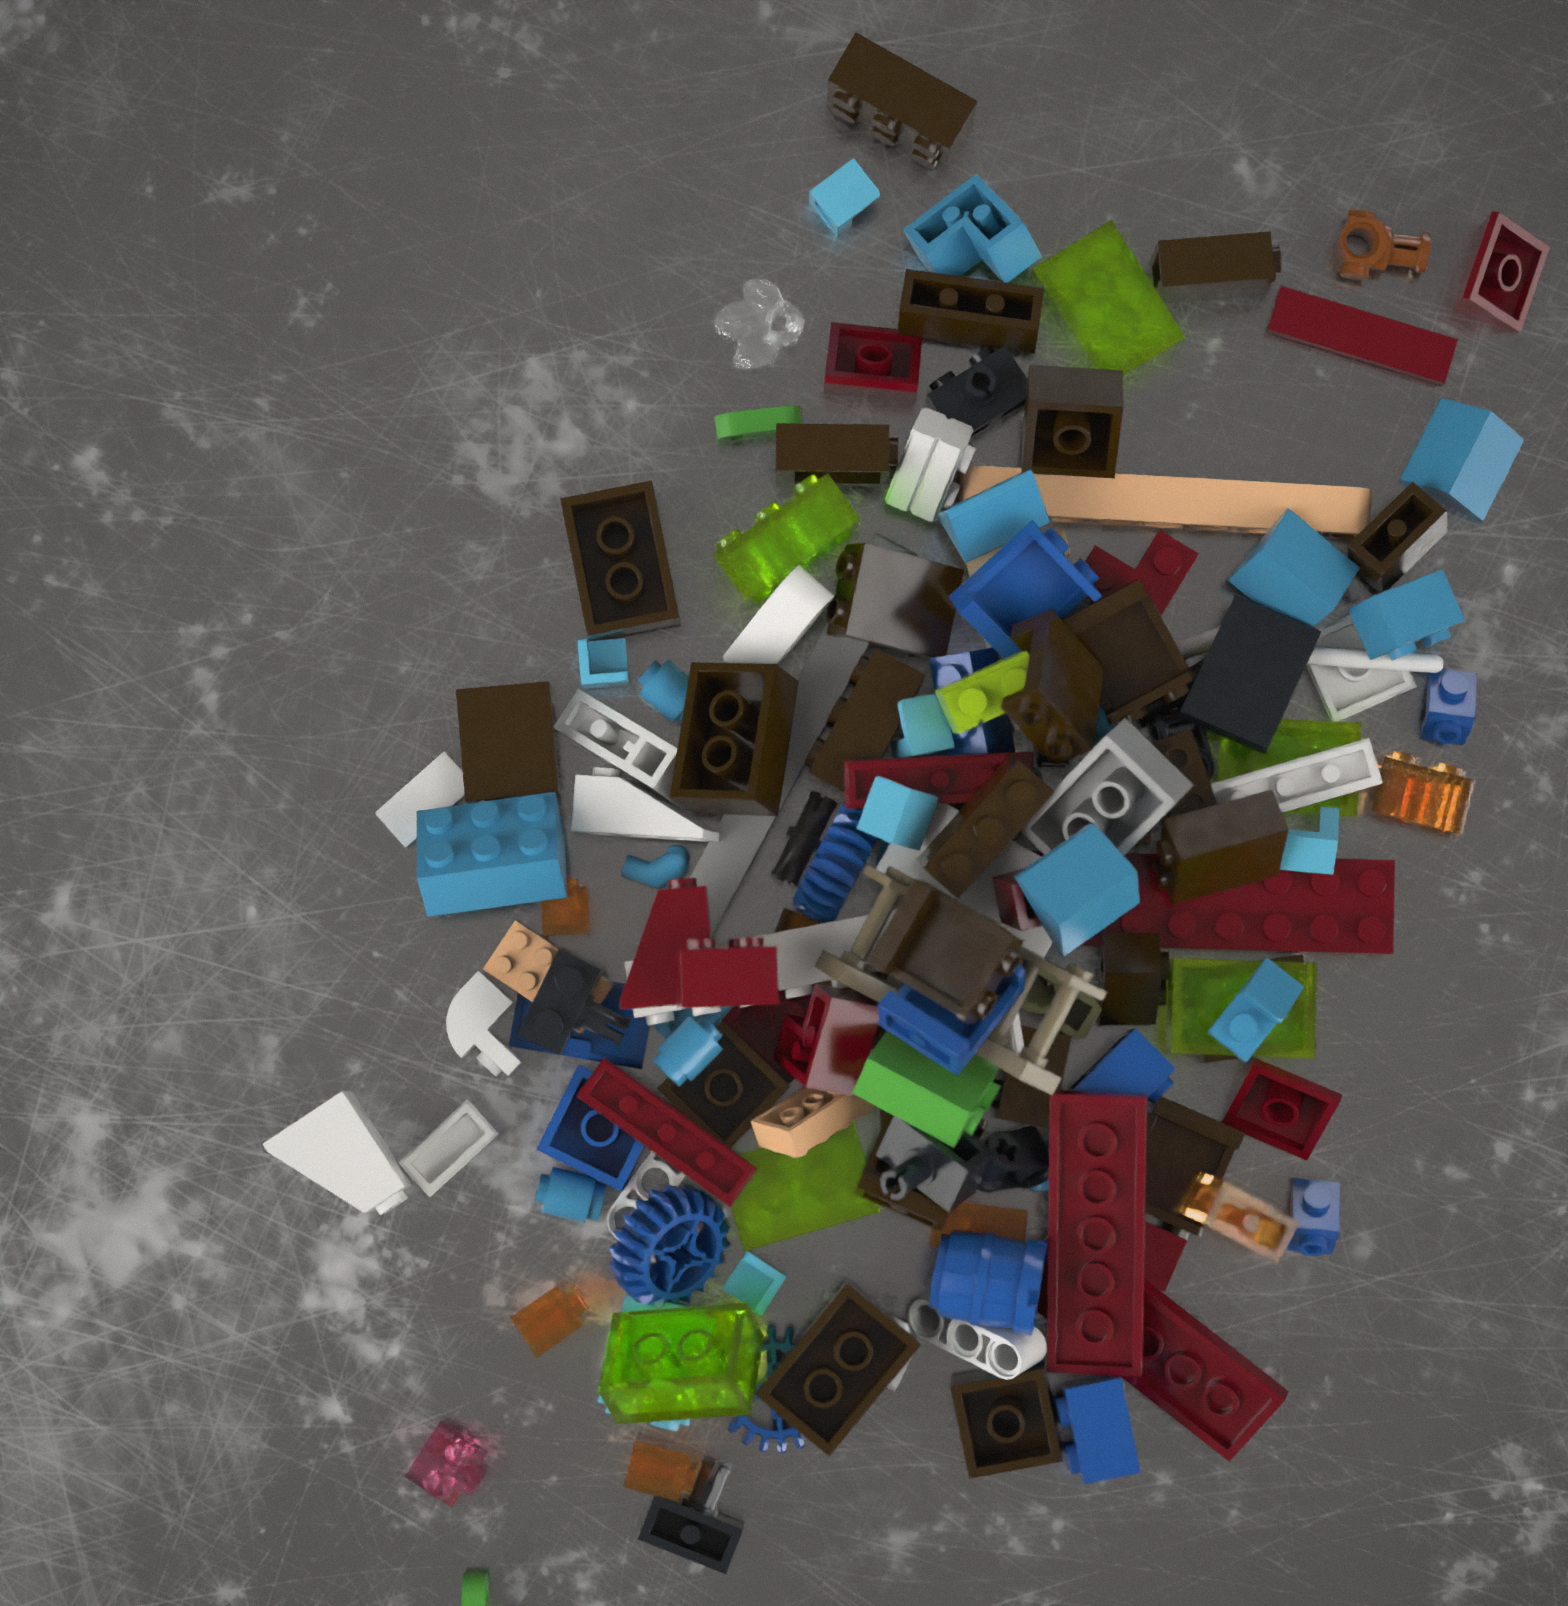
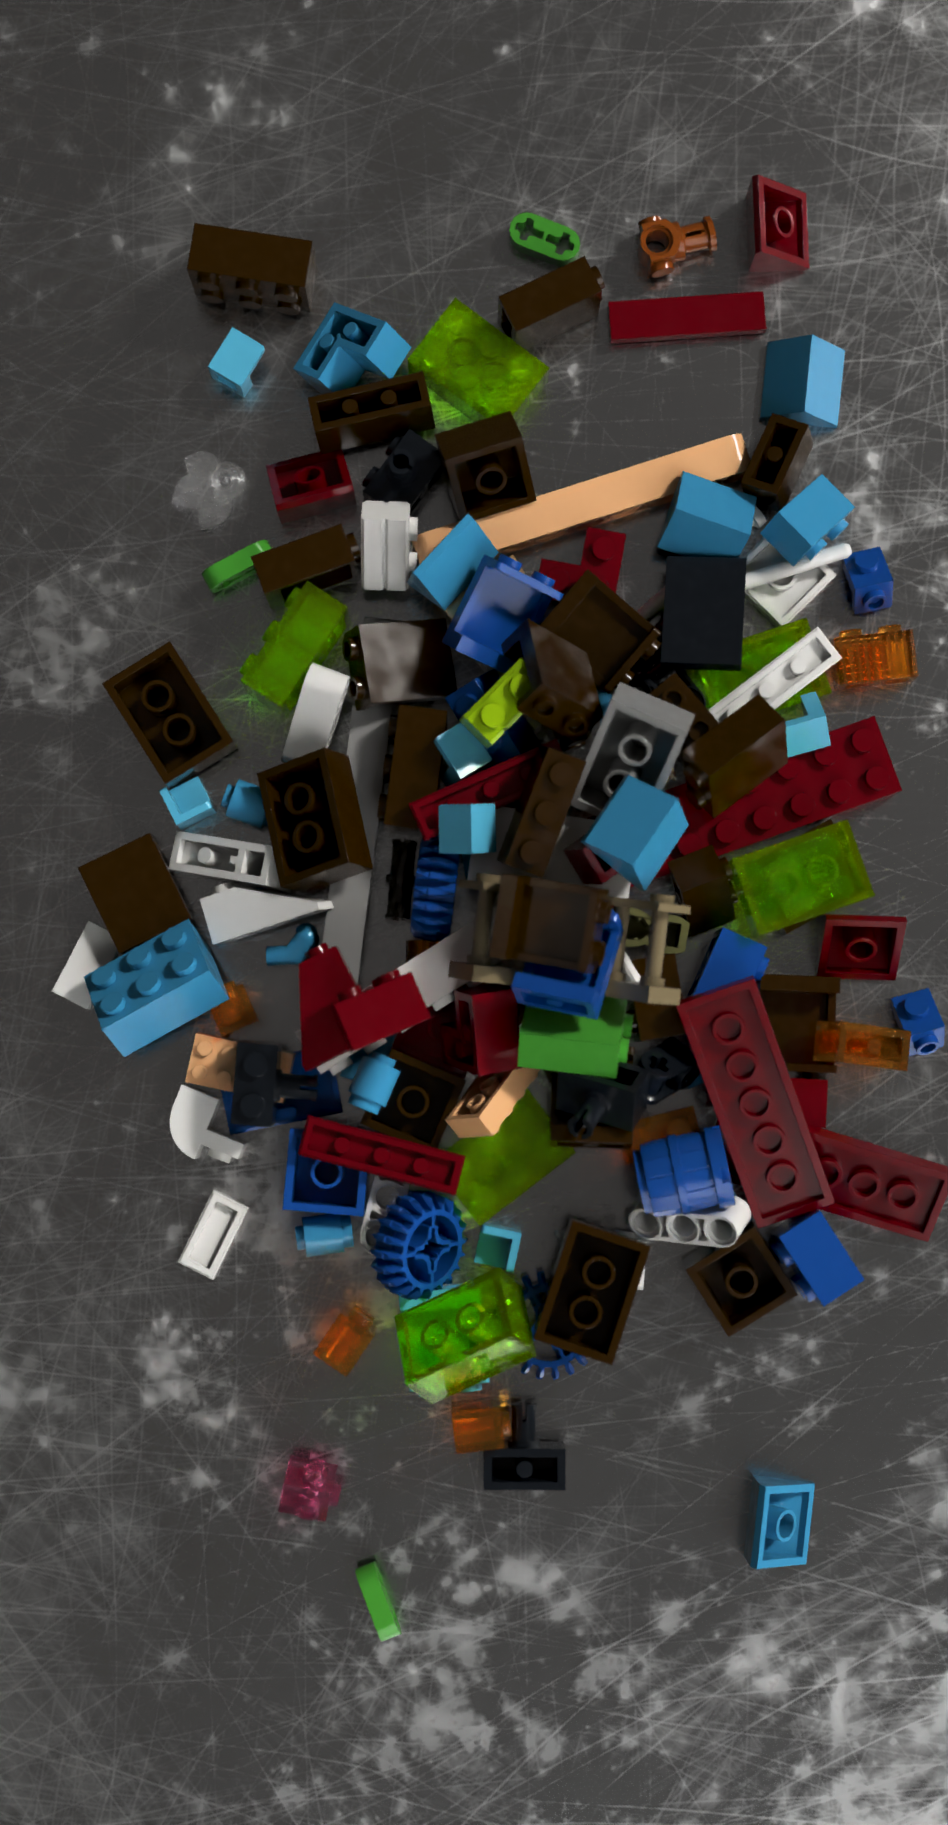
camera: 25 degrees left, 0 degrees up
(343, 1154) = (130, 1273): white slope -> none
(1244, 180) = (548, 231): none -> bright green beam
(1256, 1009) = (814, 875): dark azure slope -> none

